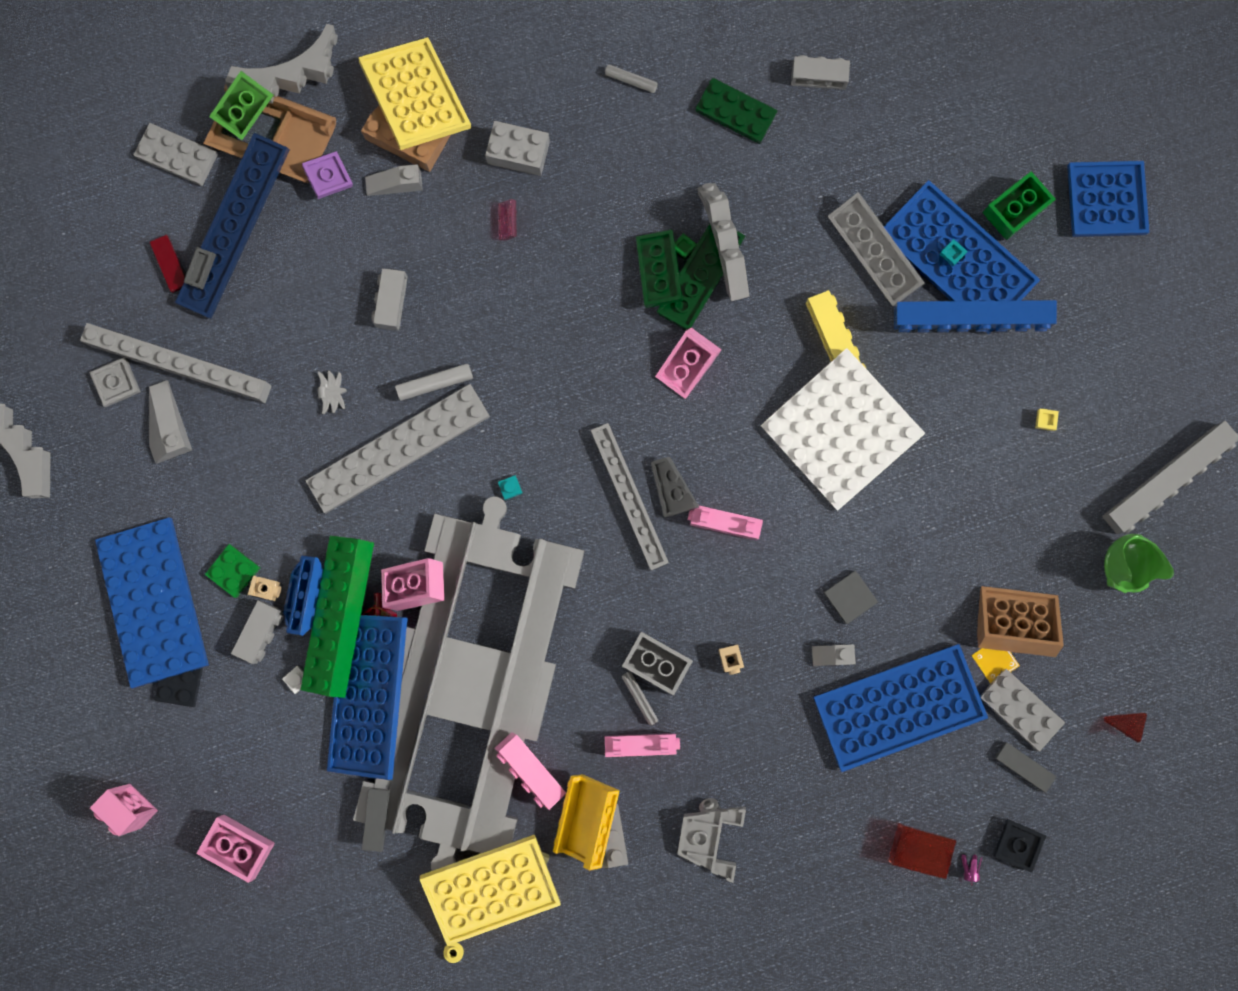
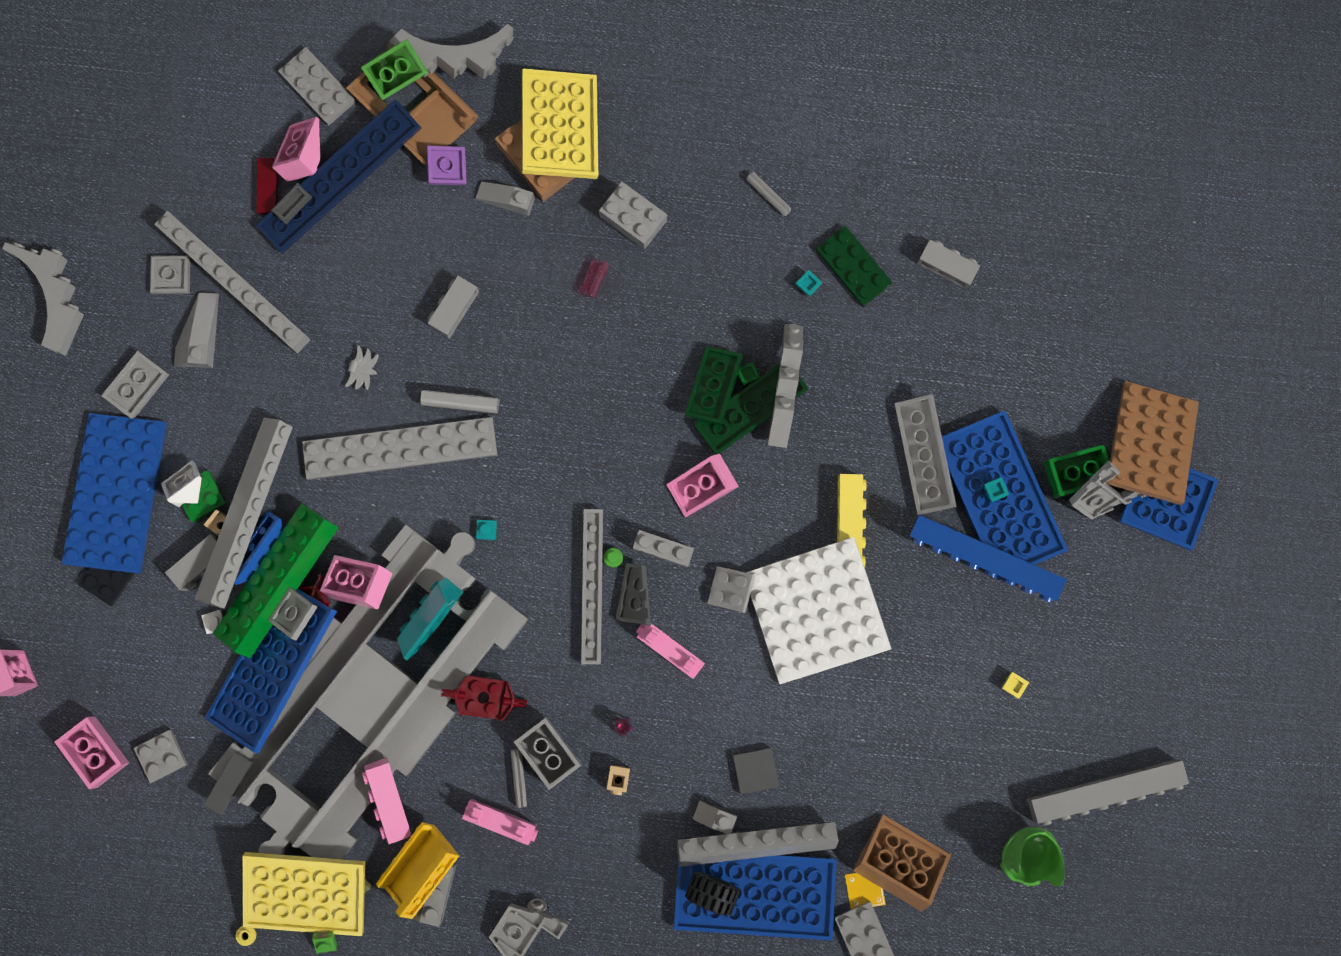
camera: 20 degrees right, 0 degrees up
(127, 495) = (135, 385): none -> light grey plate
(185, 218) = (299, 151): none -> bright pink slope
(213, 566) = (183, 485): none -> white slope
(280, 567) = (243, 513): none -> light grey brick
(301, 824) = (160, 756): none -> light grey plate
(367, 638) = (292, 613): none -> light grey plate
(493, 587) = (428, 617): none -> teal slope
(528, 925) = (324, 942): none -> bright green plate
(590, 634) = (497, 705): none -> dark red plate
(636, 462) = (613, 557): none -> bright green plate
(679, 434) = (663, 549): none -> light grey brick
(703, 142) = (808, 283): none -> teal plate
(713, 610) = (622, 726): none -> clear pink piece
(756, 444) = (731, 589): none -> light grey plate
(864, 722) = (712, 893): none -> black tyre
(882, 661) = (757, 844): none -> light grey brick
(1047, 219) = (1097, 496): none -> light grey wing
(1073, 152) = (1153, 442): none -> medium nougat plate

